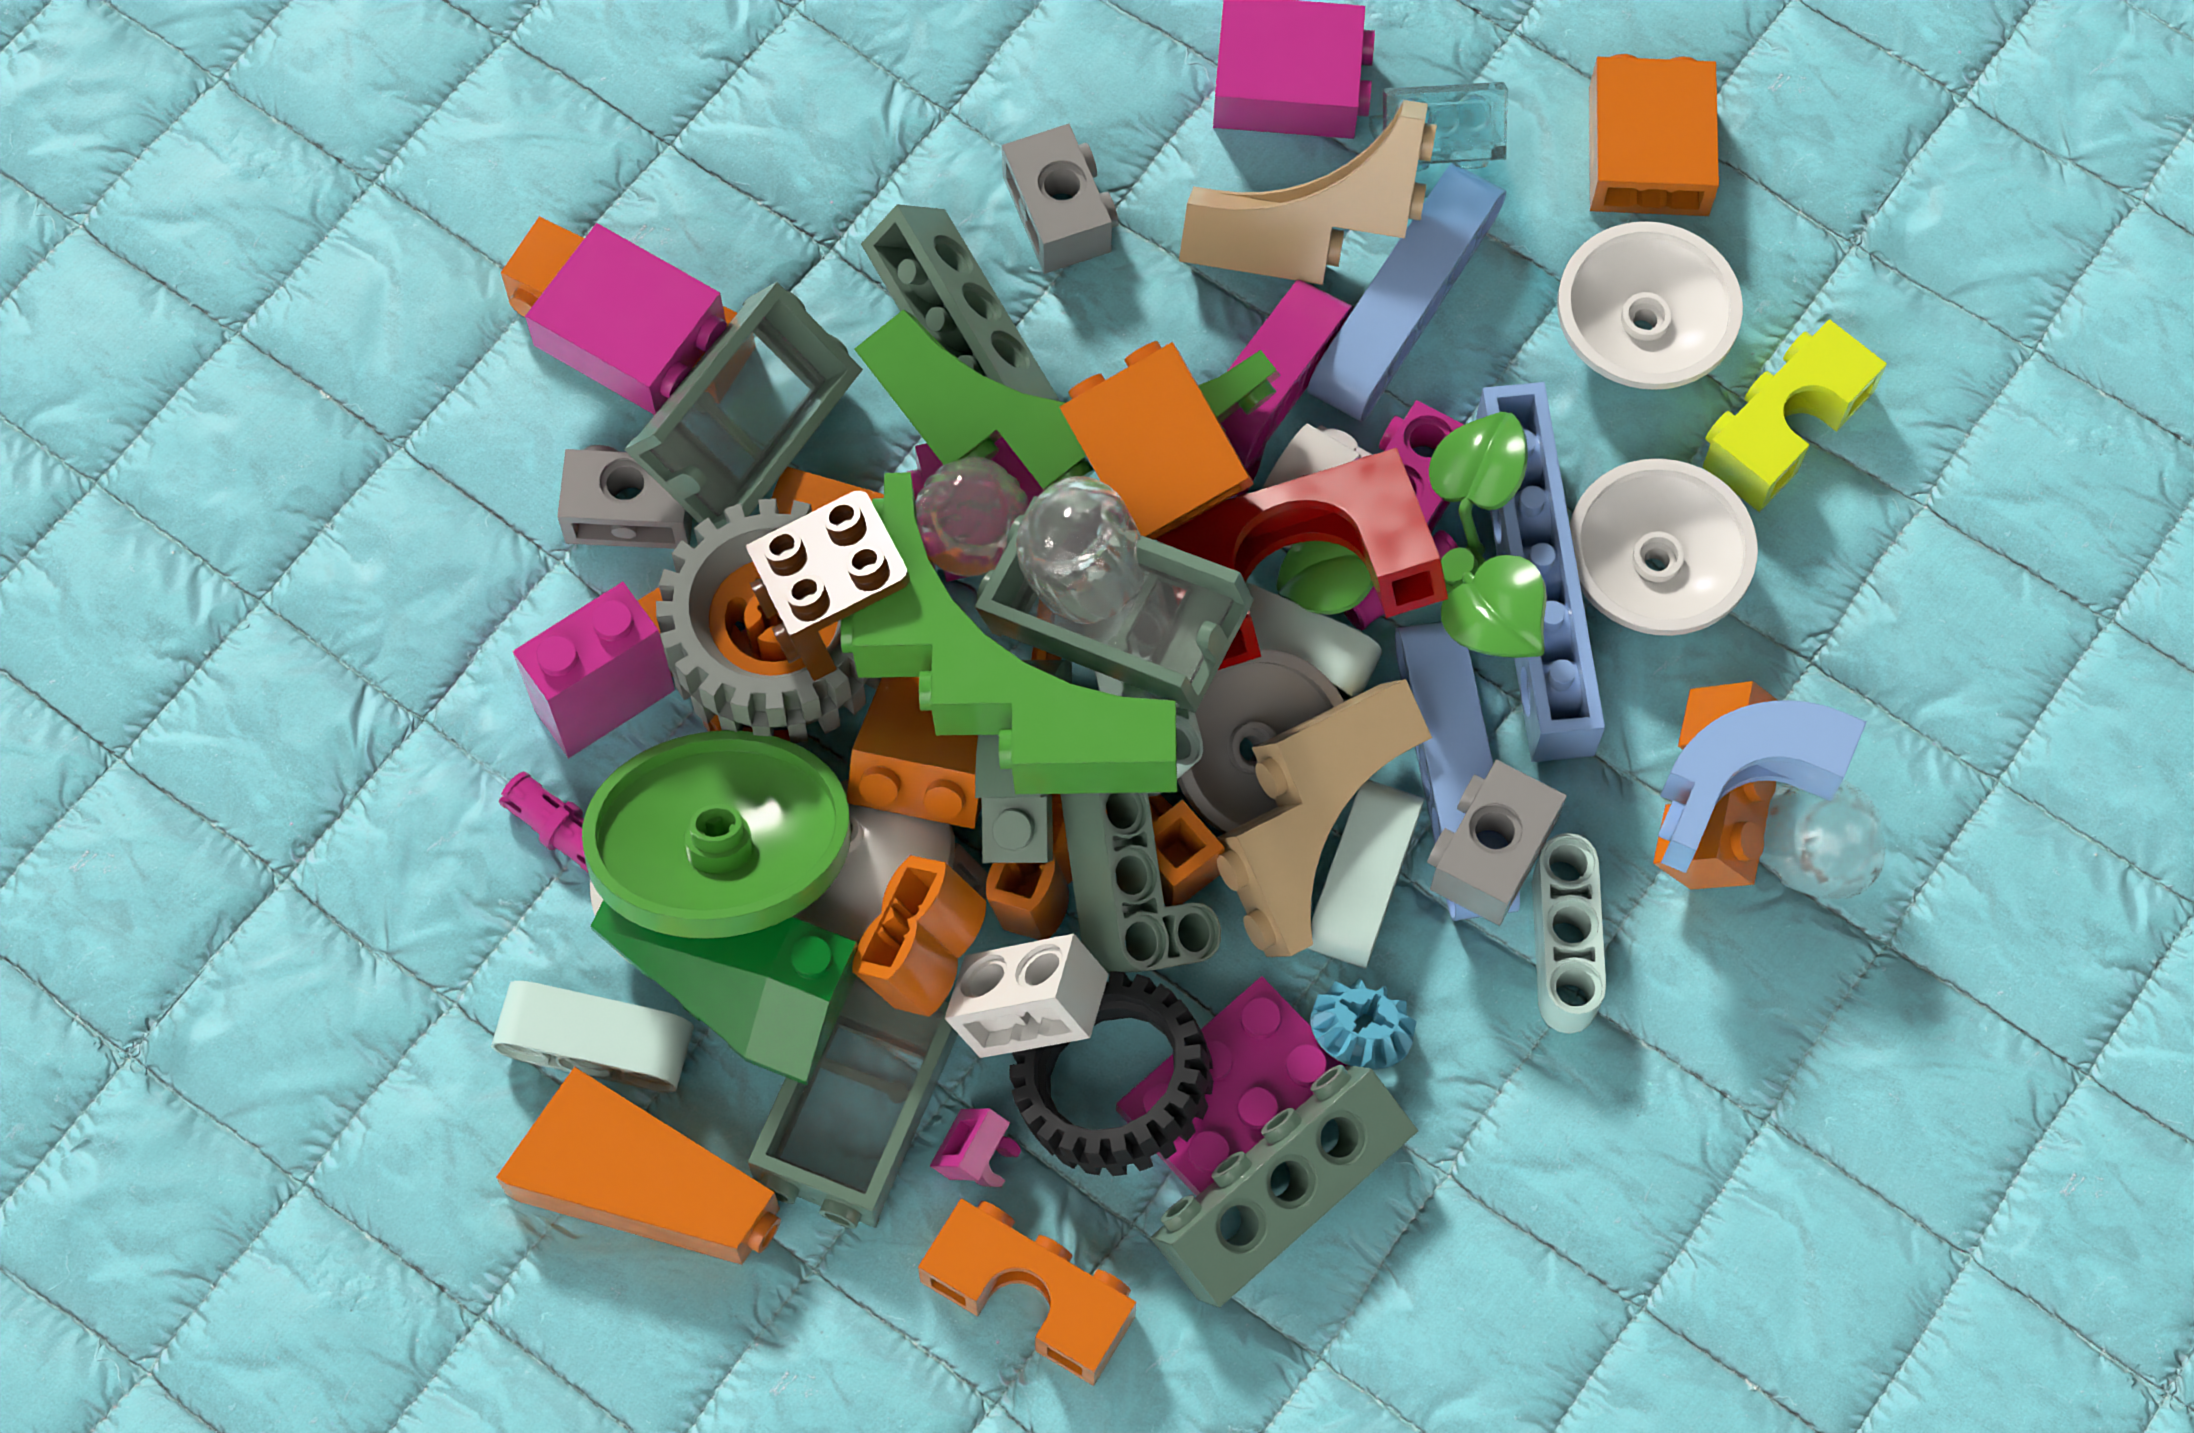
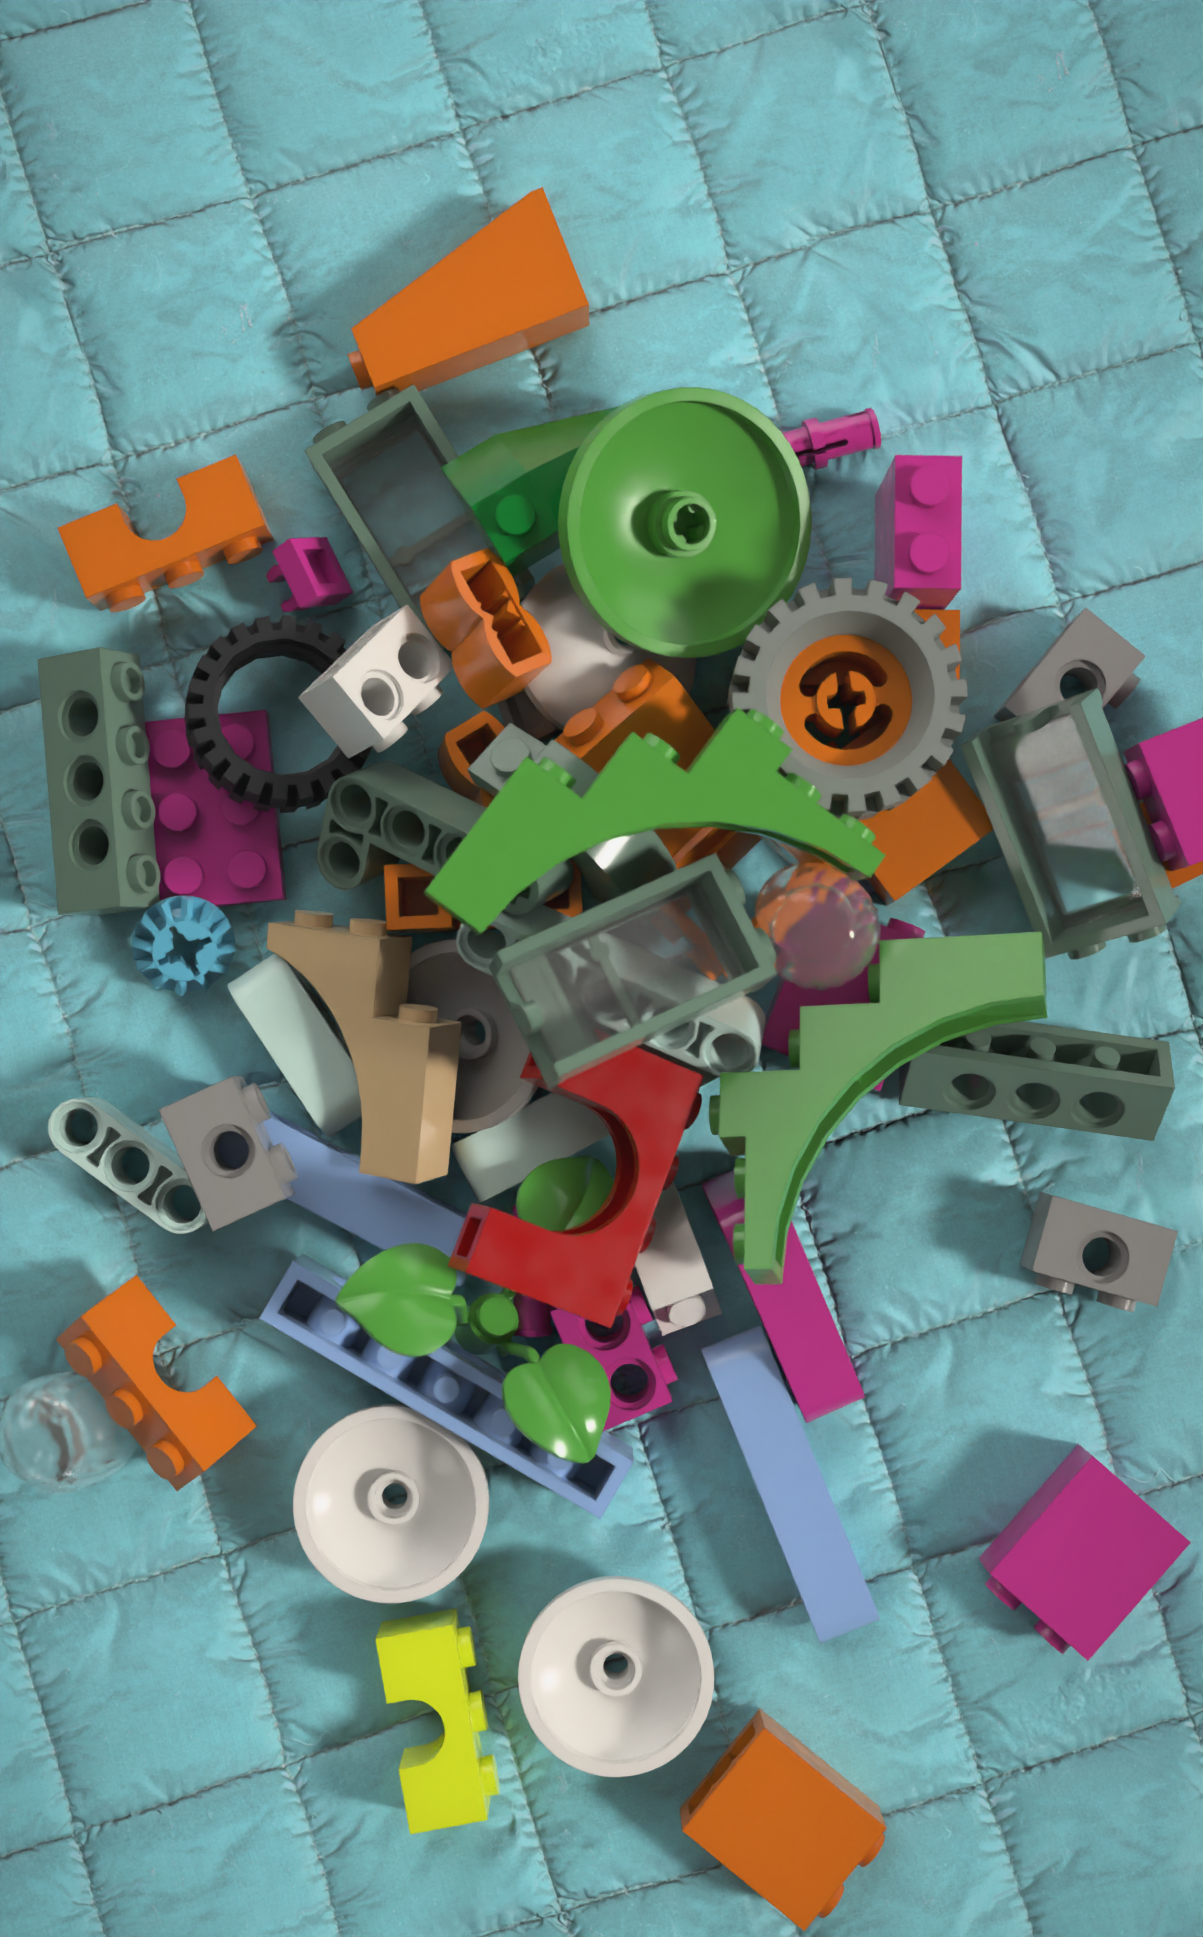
camera: 125 degrees right, 20 degrees up
(594, 1035) = (615, 345): light aqua beam -> none
(824, 572) = (826, 740): bracket -> none
(1080, 550) = (692, 968): clear piece -> none
(1155, 440) = (753, 1114): orange brick -> none
(1292, 229) = (911, 1433): tan arch -> none
(1467, 117) = (911, 1627): clear light blue bracket -> none
(1760, 742) = (141, 1401): light blue arch -> none

